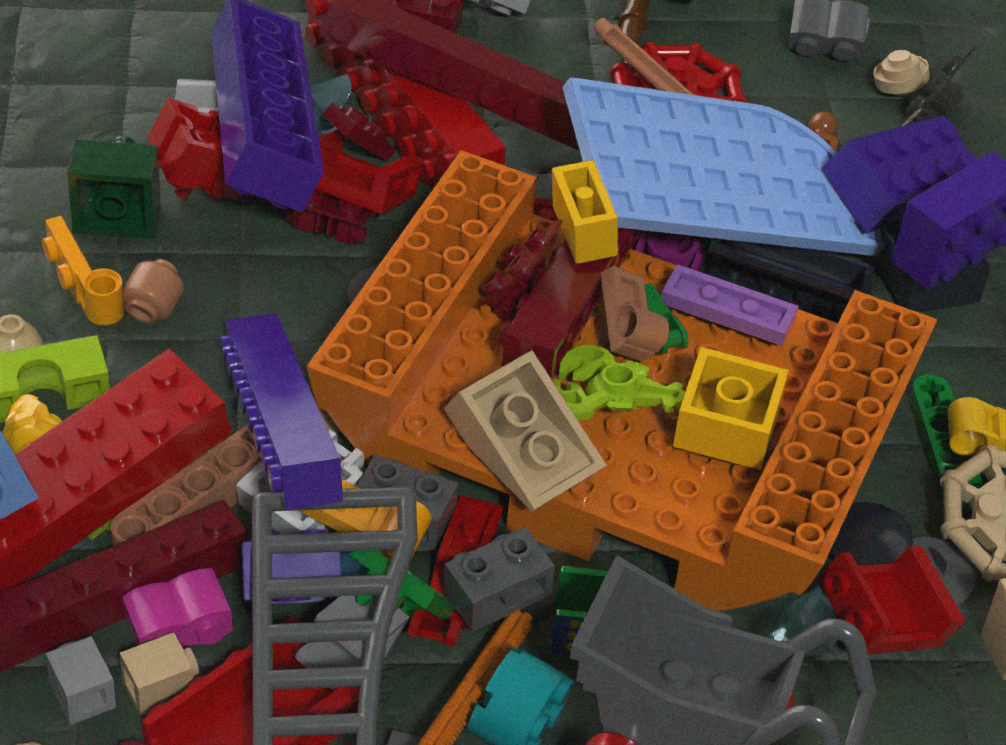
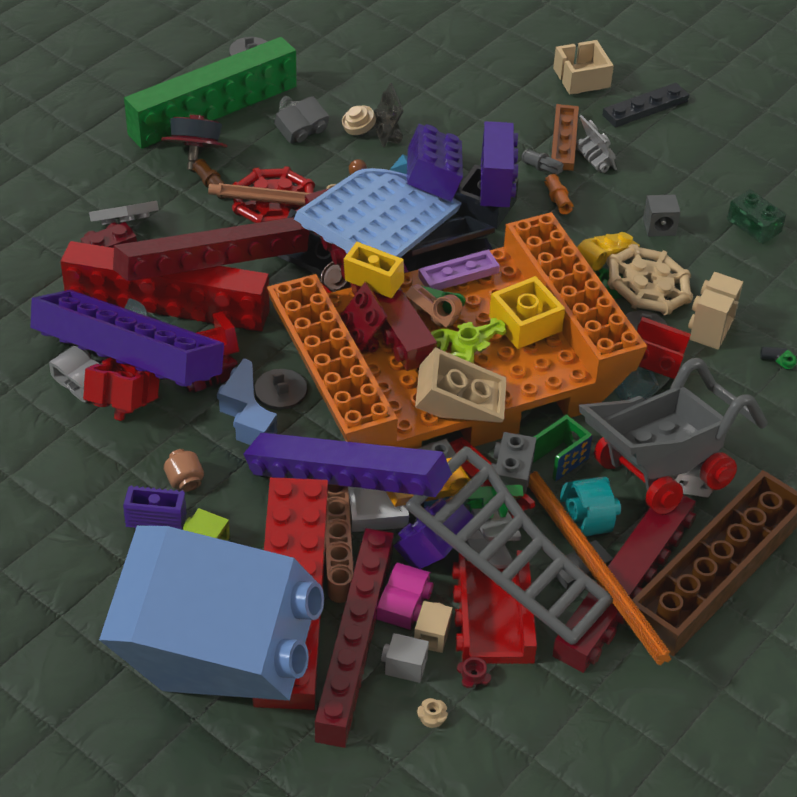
camera: 45 degrees left, 0 degrees up
(59, 299) = (154, 507): none -> dark purple brick
(96, 290) = (115, 486): light orange plate -> none
(114, 188) = (101, 435): dark green brick -> none
(320, 267) = (238, 400): none -> medium blue arch
(356, 128) = (175, 318): dark red plate -> none

